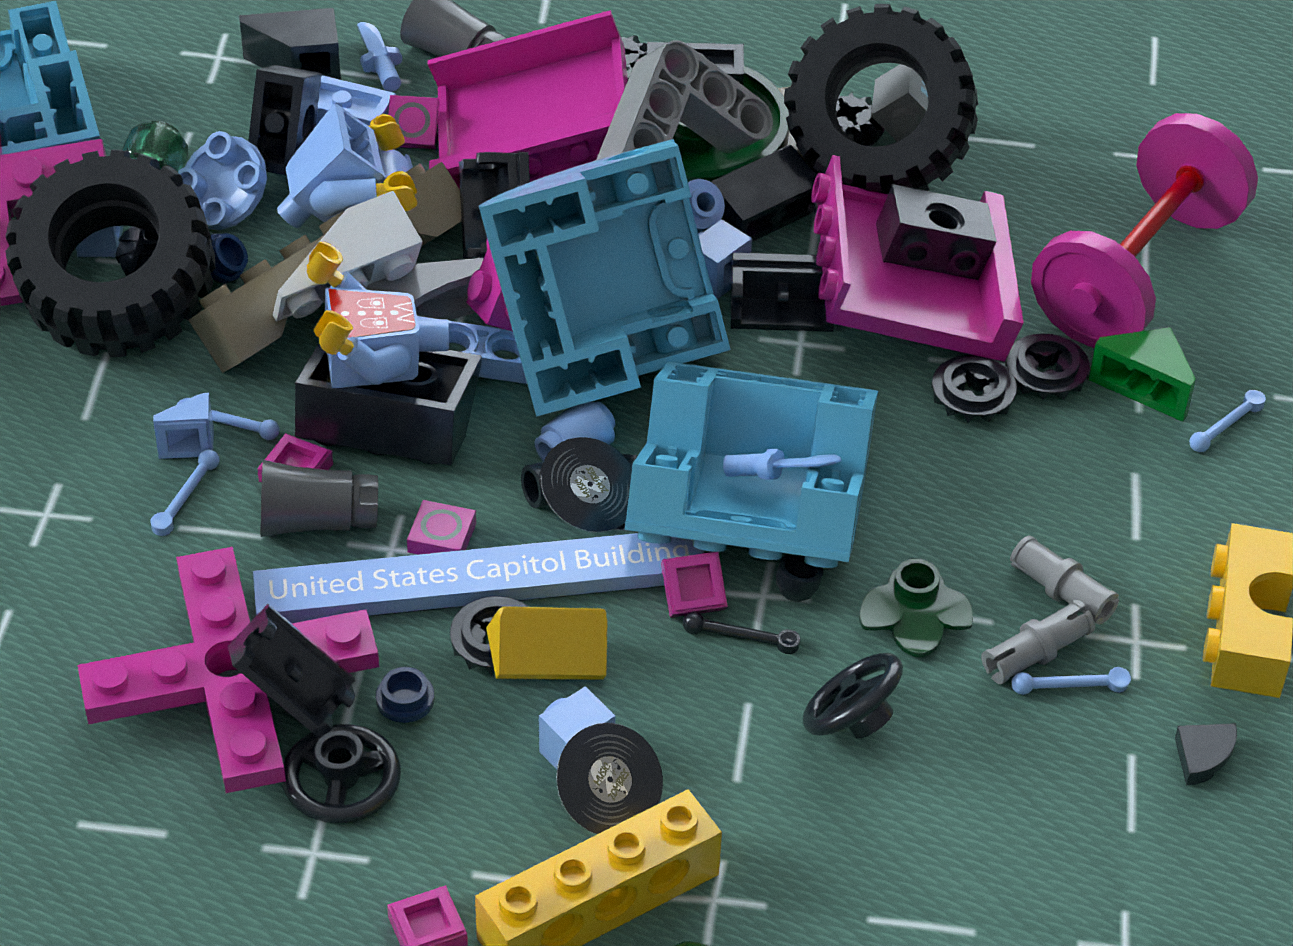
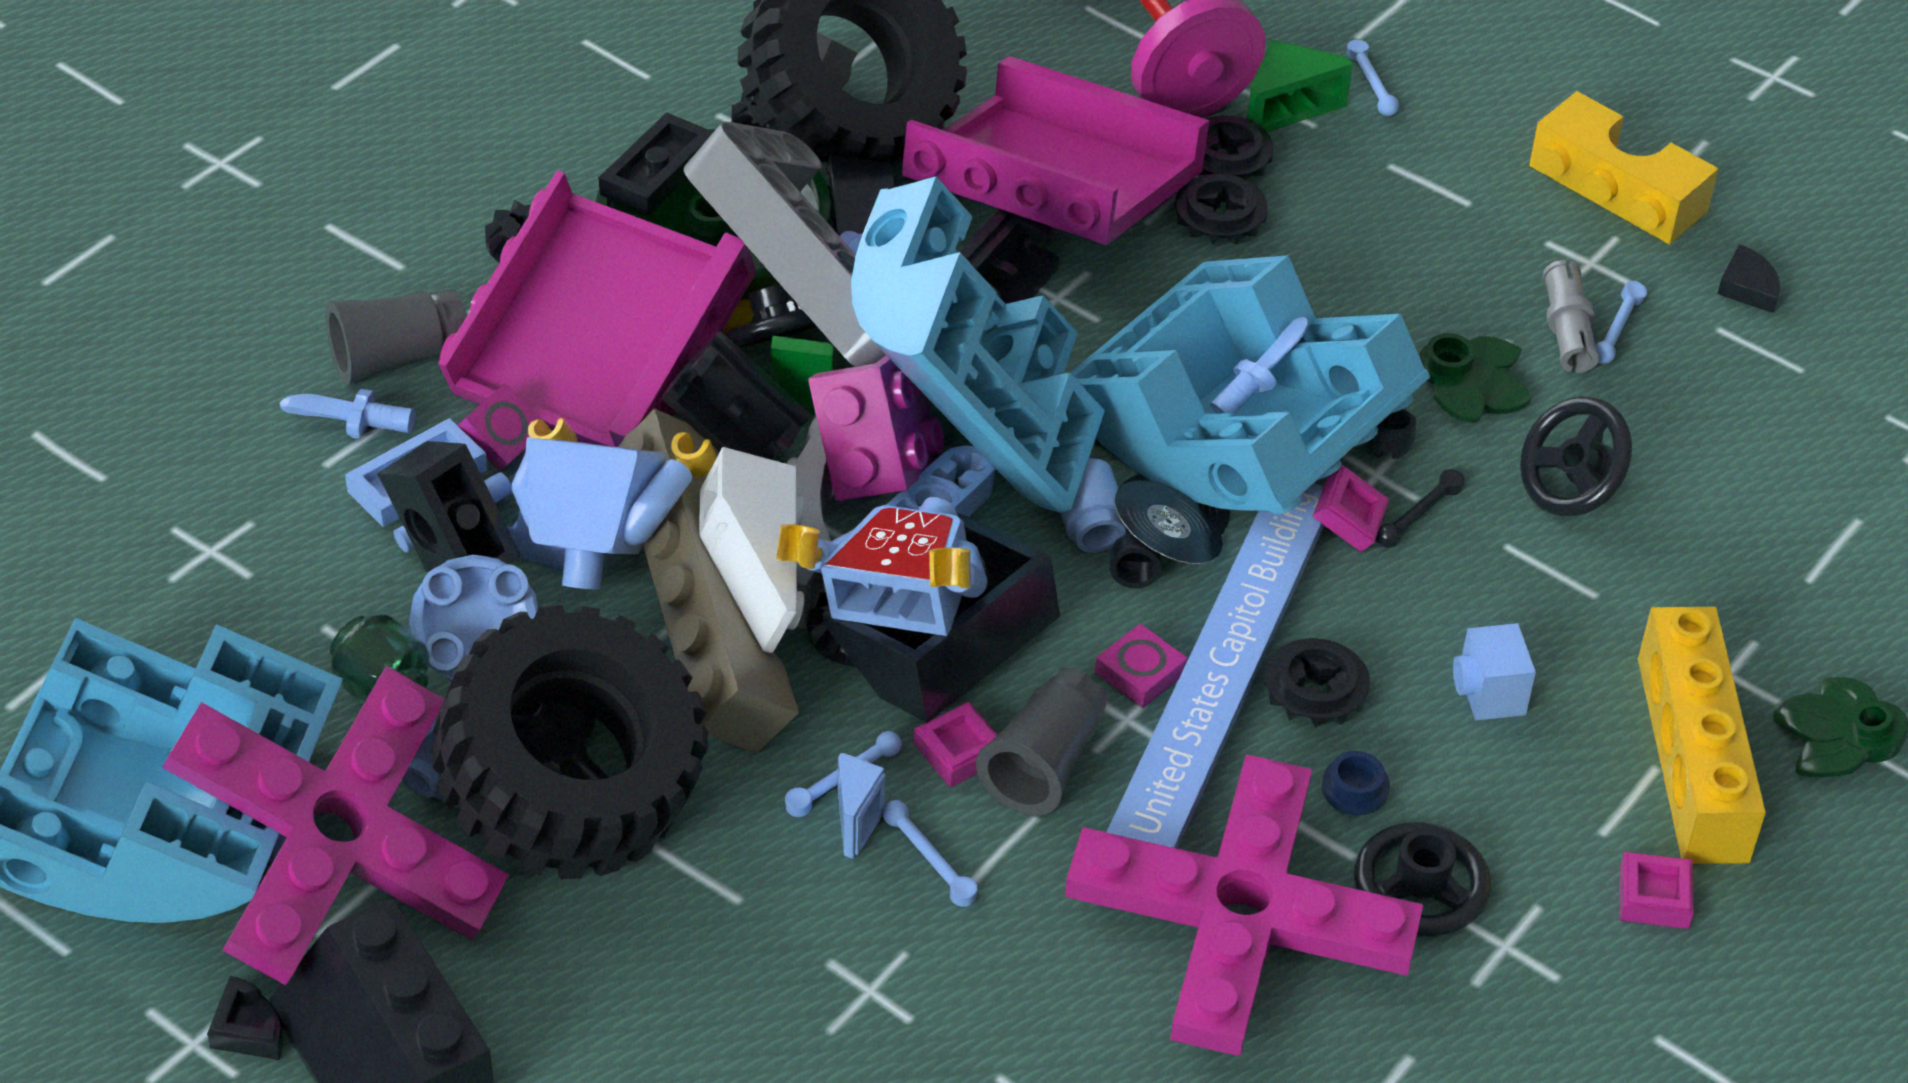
camera: 60 degrees left, 0 degrees up
(292, 40) = (282, 467): black slope -> none
(292, 670) = (1313, 839): black hinge -> none
(548, 643) = (1376, 641): yellow slope -> none
(608, 776) = (1571, 671): black sticker -> none
(935, 232) = (1038, 115): black brick -> none
(1064, 578) = (1504, 264): light grey pin -> none

